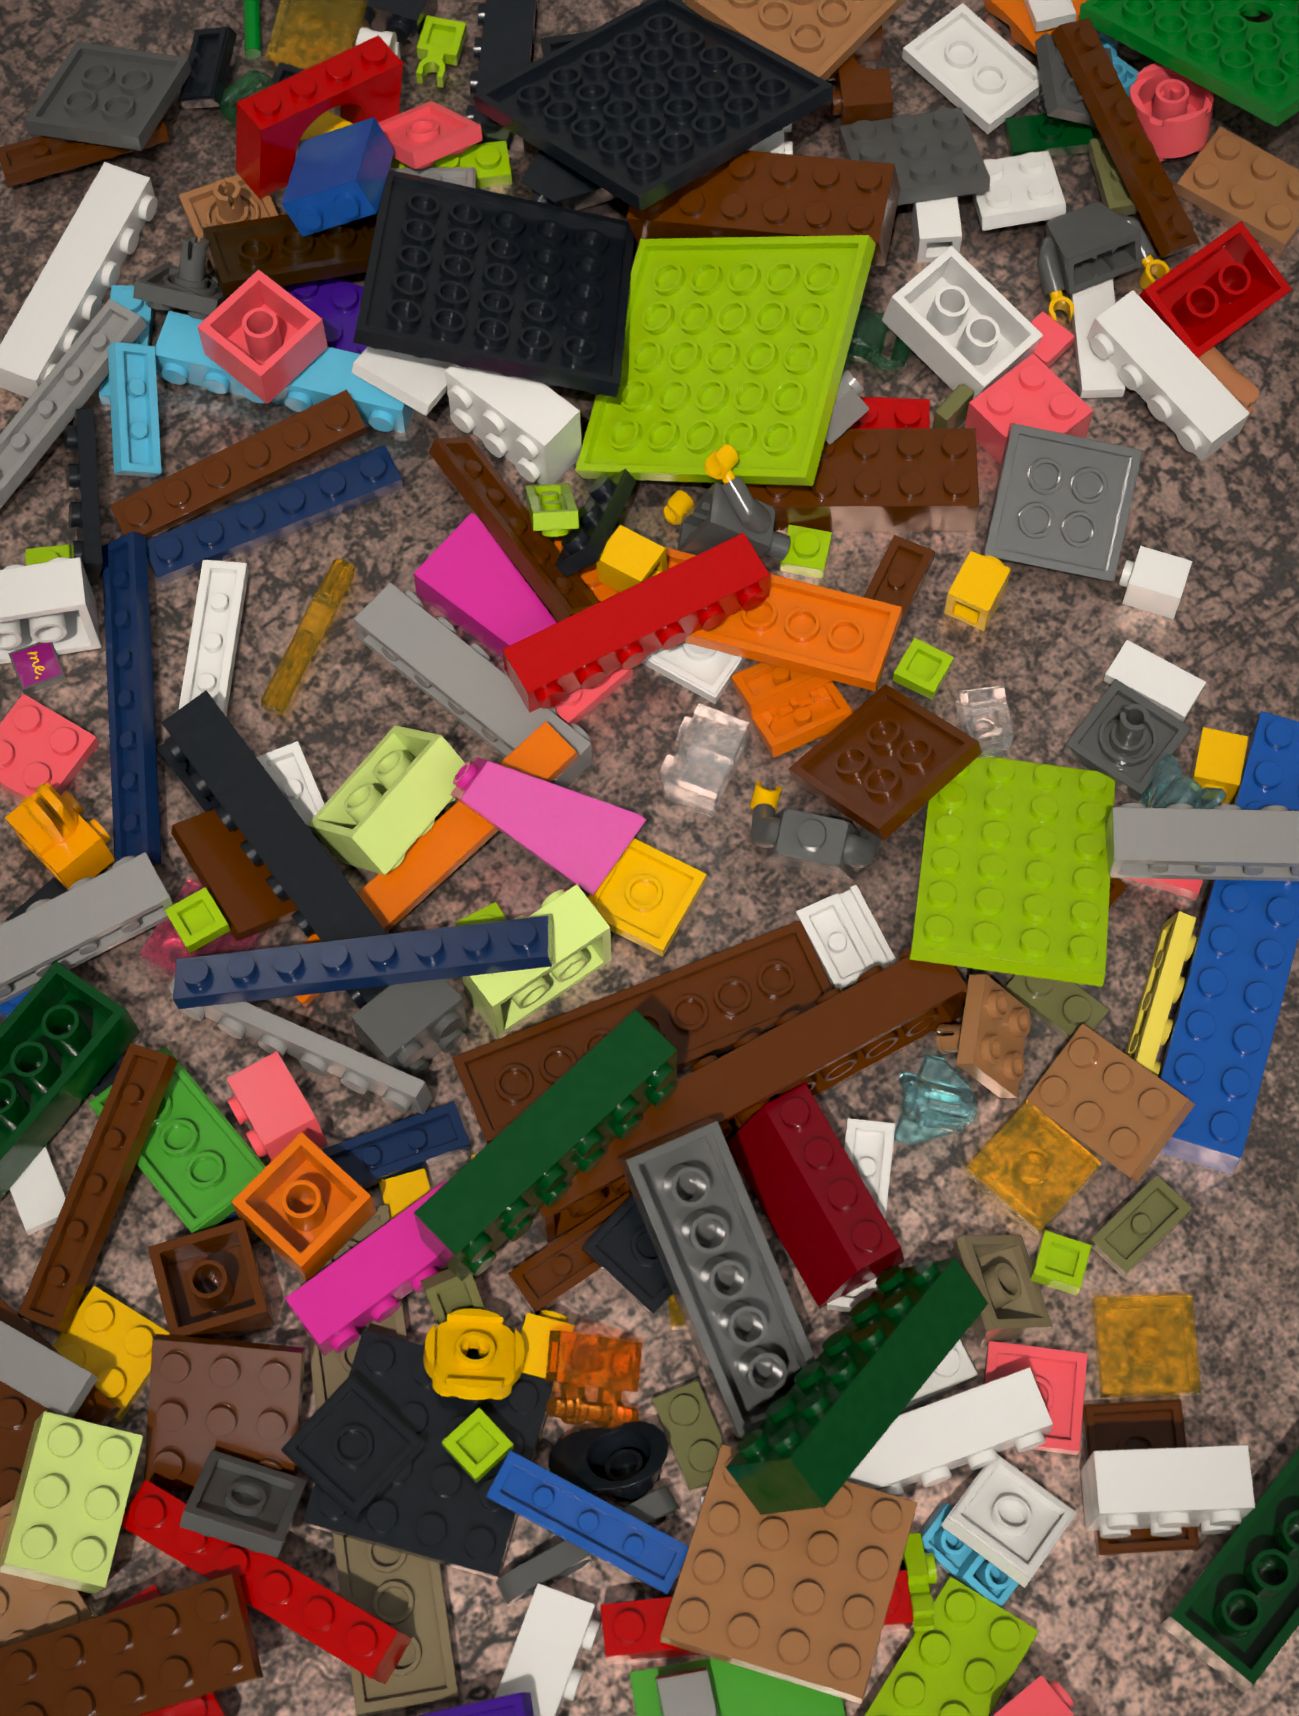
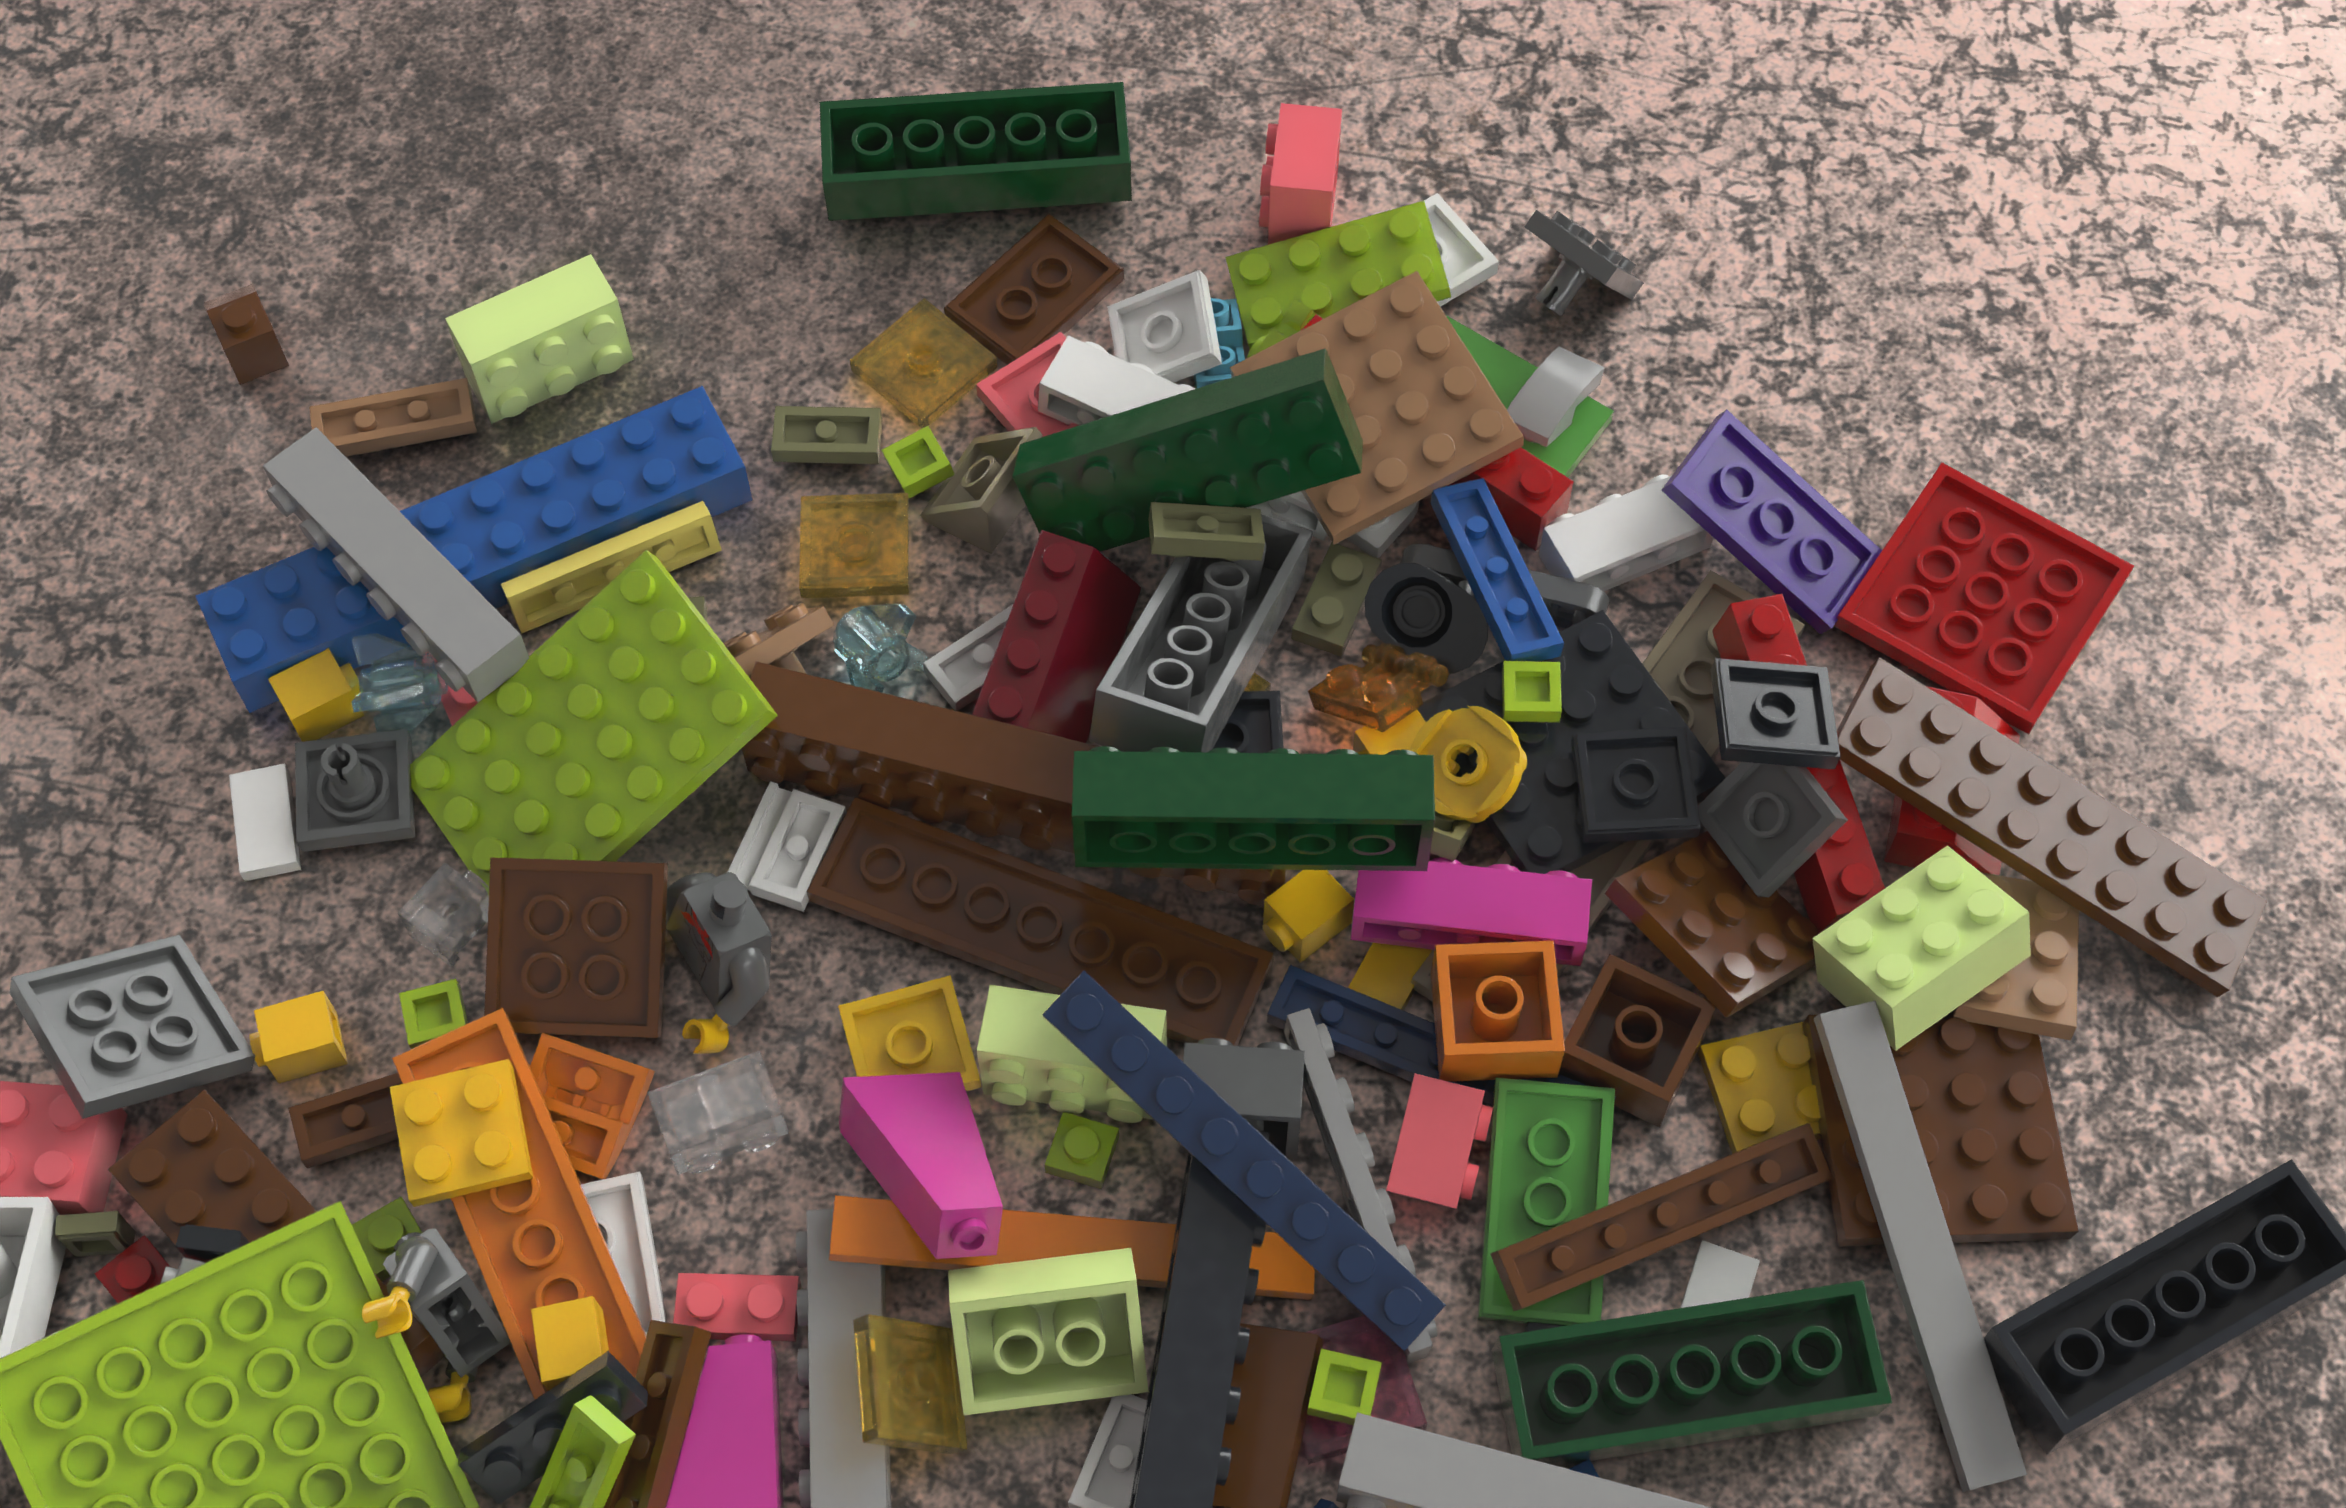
camera: 135 degrees left, 5 degrees down
(289, 1557) = (1774, 713): none -> tile
(441, 703) = (908, 1385): none -> clear yellow plate
(636, 623) = (639, 1267): red brick -> none
(791, 1340) = (1206, 531): none -> olive plate
(816, 604) = (461, 1132): none -> yellow plate
(857, 429) = (208, 1242): none -> black tile
(1110, 1102) = (745, 514): medium nougat plate -> none
(1155, 581) = (149, 894): white brick -> none
(1167, 1490) = (1037, 231): white brick -> none

